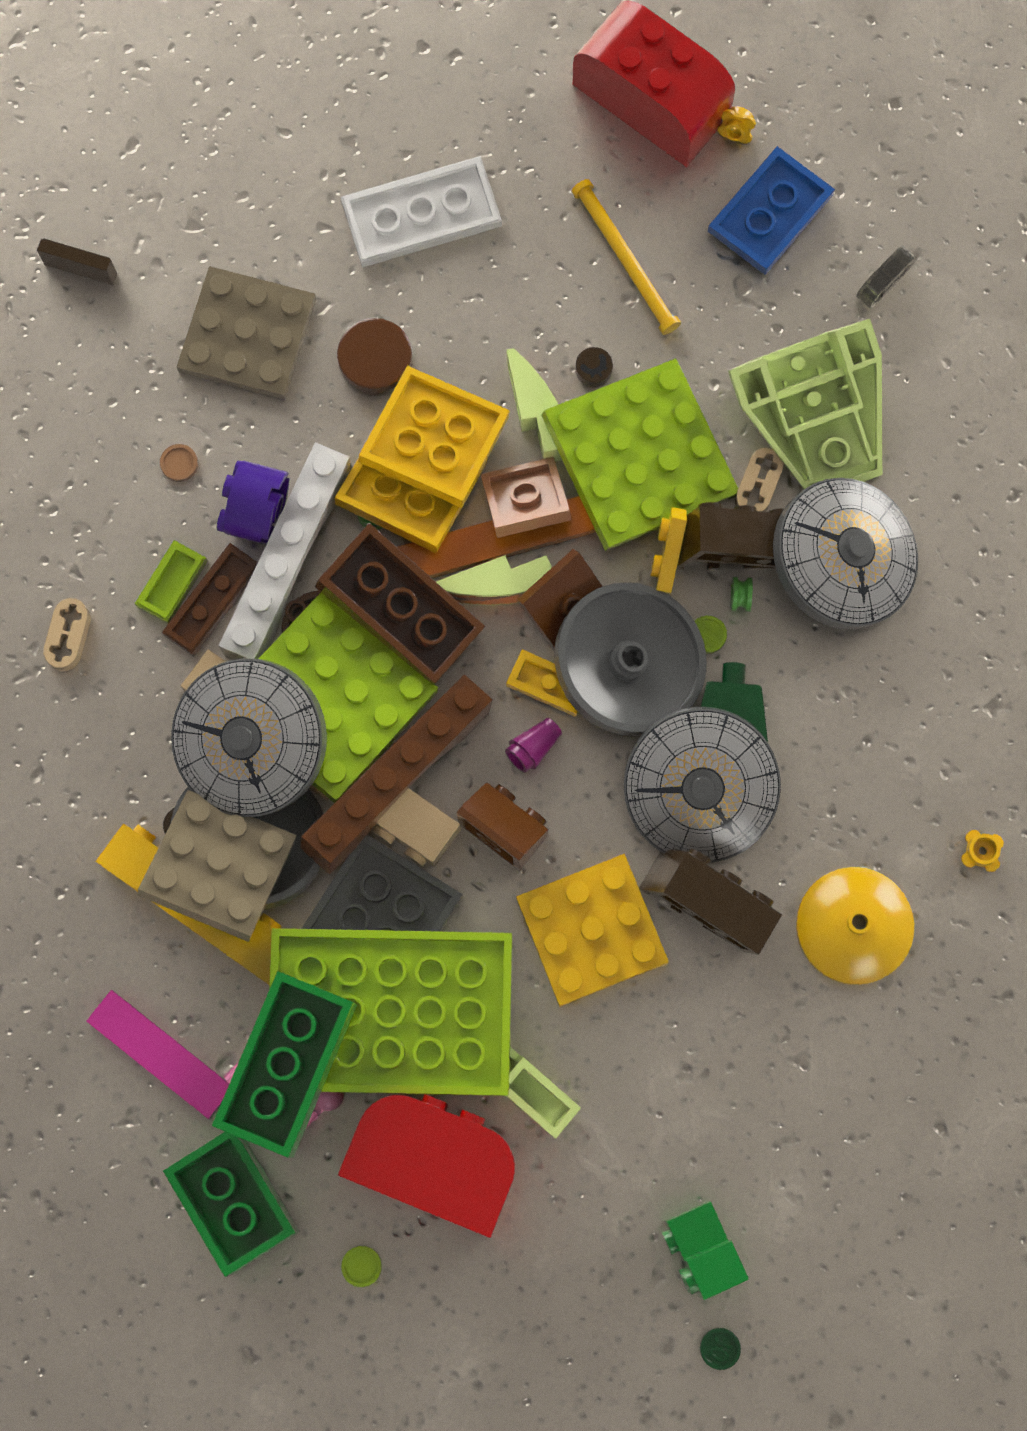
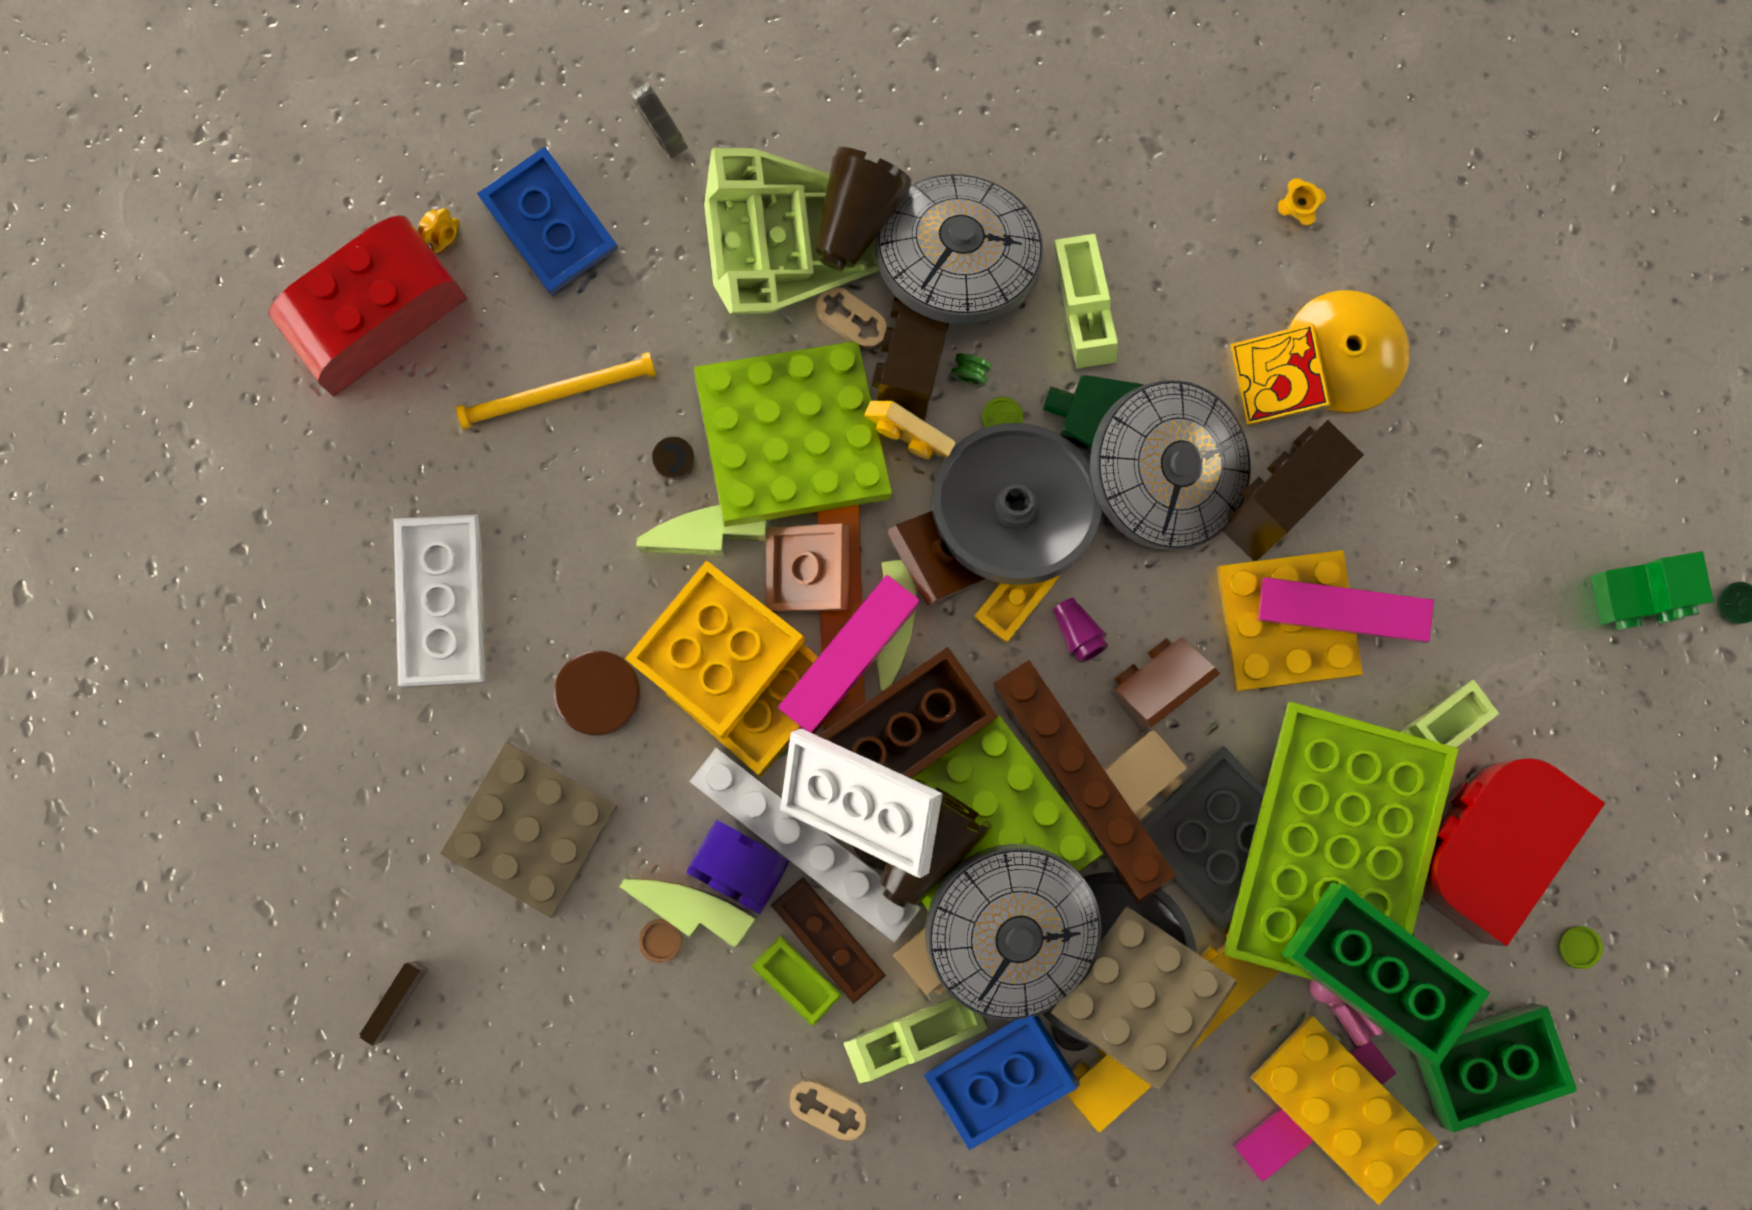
camera: 80 degrees left, 5 degrees up
(123, 768) = (1001, 1079): none -> blue plate
(141, 686) = (912, 1038): none -> yellowish green slope
(164, 1077) = (1344, 1109): none -> yellow plate
(207, 476) = (690, 907): none -> yellowish green slope
(308, 644) = (954, 839): none -> dark brown cone
(325, 573) = (861, 802): none -> white tile
(456, 545) = (849, 655): none -> dark pink tile
(612, 972) = (1345, 610): none -> dark pink tile
(813, 866) = (1281, 374): none -> tile
(832, 678) = (1086, 301): none -> yellowish green slope
(854, 453) = (857, 205): none -> dark brown cone

